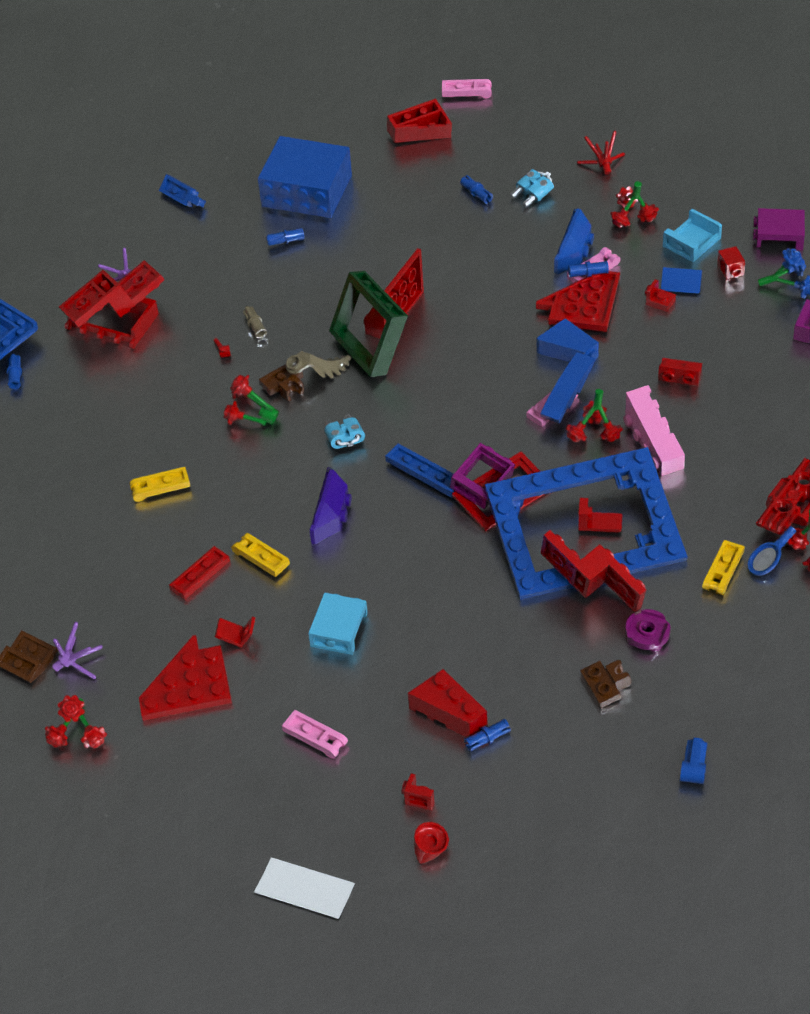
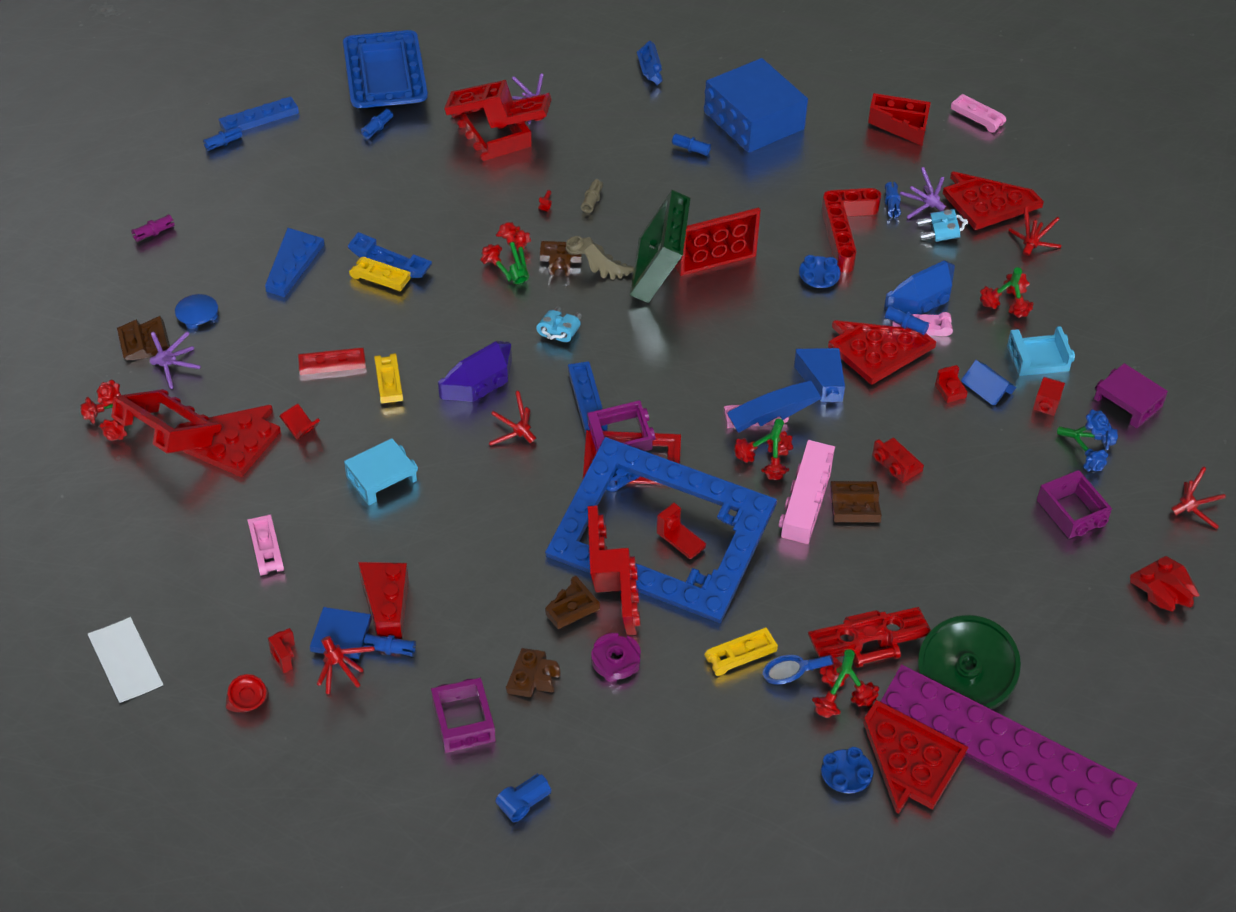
camera: 35 degrees right, 0 degrees up
(42, 607) = (196, 310): none -> blue dish
(74, 519) = (292, 260): none -> blue wing
(126, 471) = (366, 247): none -> blue slope
(162, 706) = (165, 436): none -> red hinge
(404, 522) = (521, 428): none -> red plant
(444, 752) = (344, 628): none -> blue tile
(448, 222) = (836, 208): none -> red beam
(471, 765) = (334, 655): none -> red plant
(484, 273) = (819, 271): none -> blue dish
(505, 172) = (930, 199): none -> medium lavender plant
(542, 149) = (988, 201): none -> red wing
(579, 616) = (571, 604): none -> reddish brown wing
(599, 763) = (466, 735): none -> magenta window
(686, 418) = (855, 501): none -> reddish brown slope

